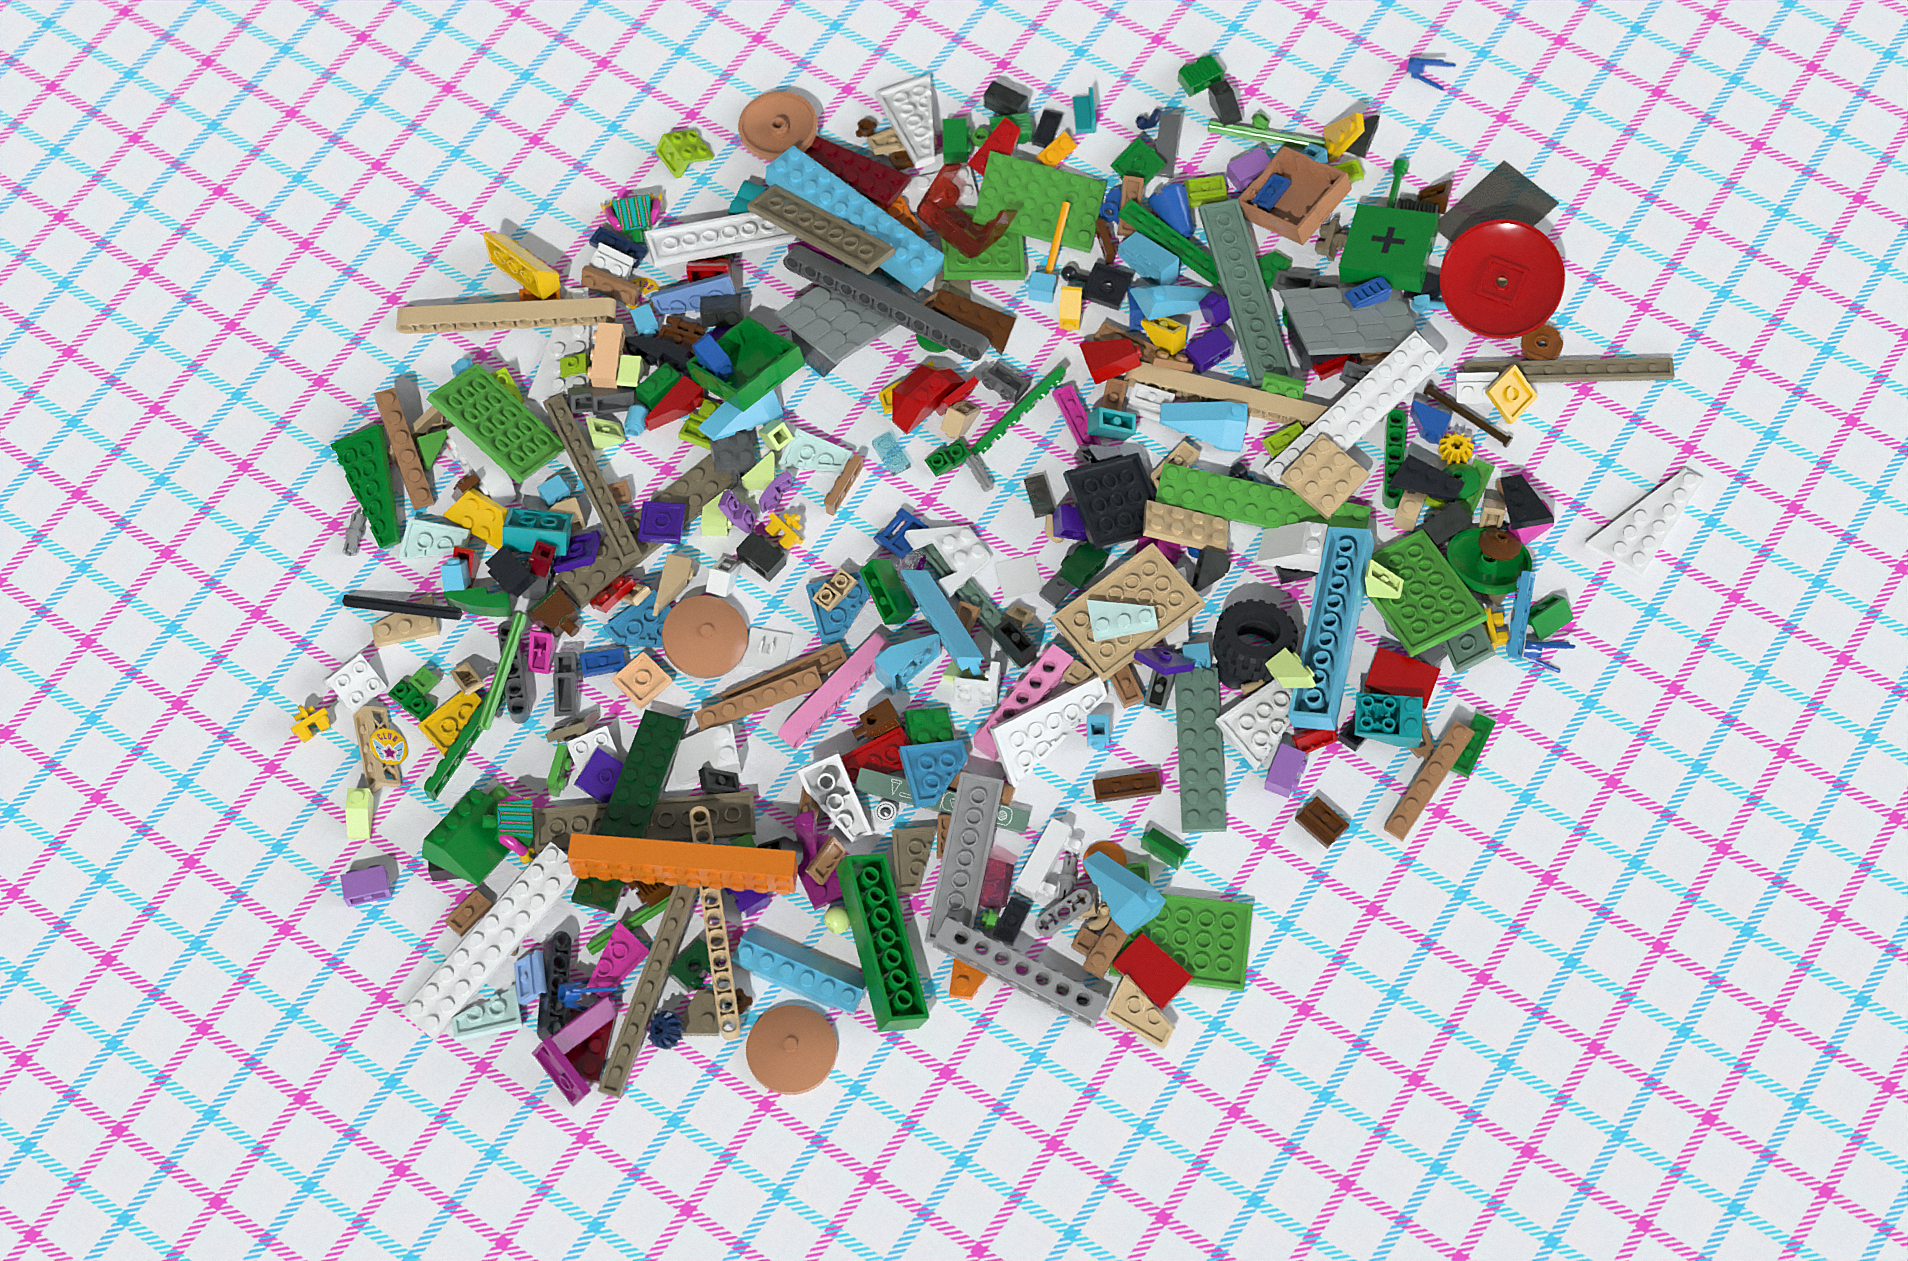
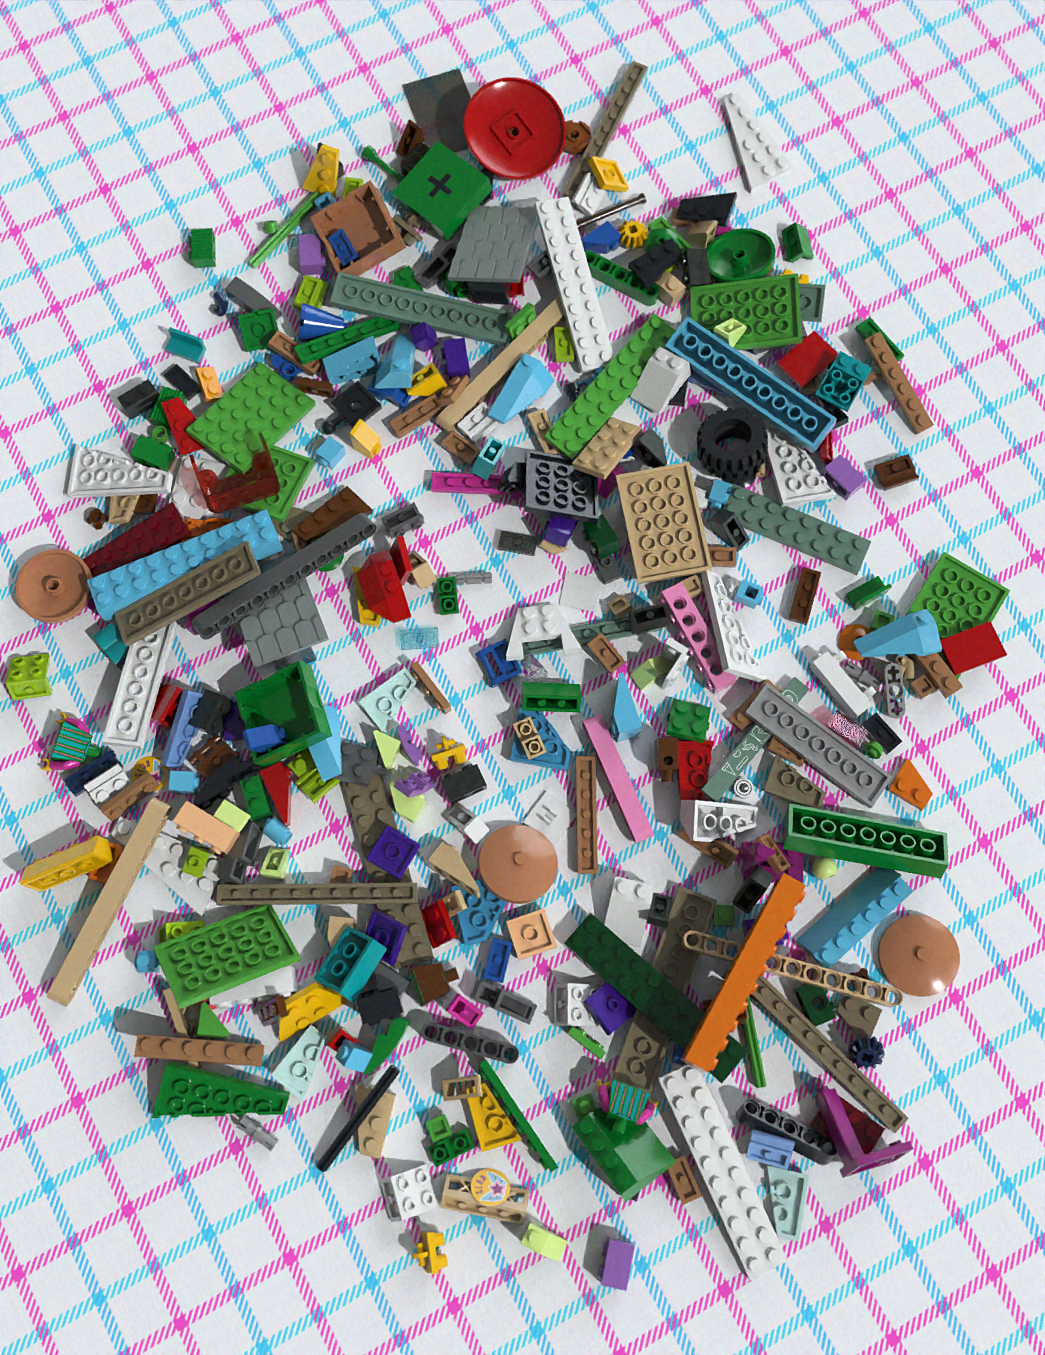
camera: 70 degrees left, 10 degrees up
(502, 671) = (471, 1052): bright green axle -> none
(541, 558) = (384, 971): dark red brick -> none
(554, 491) = (312, 932): medium azure brick -> none
(570, 993) = (805, 1119): blue plant -> none
(574, 726) = (550, 1012): dark tan wing -> none
(618, 960) = (785, 1068): dark pink wing -> none
(758, 699) = (599, 845): medium nougat plate -> none
(775, 435) = (356, 721): yellowish green brick -> none
(931, 769) = (731, 734): dark azure plate -> none
(943, 620) = (607, 663): medium azure slope -> none
(1013, 416) = (434, 523): green plate -> none
(1025, 983) = (884, 789): light grey brick -> none
(1057, 238) = (310, 434): light orange bar -> none
(1110, 358) = (427, 432): red slope -> none
(1120, 619) = (670, 531): light aqua wing -> none
(1139, 1013) = (1000, 674): tan wing -> none
(1164, 660) = (720, 516): dark purple plate -> none
(1224, 103) = (241, 242): pearl dark grey slope -> none
(1289, 672) = (782, 428): yellowish green slope -> none
(1324, 476) = (617, 329): tan plate -> none
(1378, 286) = (477, 220): blue slope -> none
(1417, 66) = (287, 98): blue plant -> none
(1423, 301) = (498, 192): medium azure bar -> none
(1499, 544) = (728, 243): reddish brown dish -> none
(1521, 605) = (791, 250): dark azure plate -> none
(1534, 649) = (821, 264): blue plant -> none

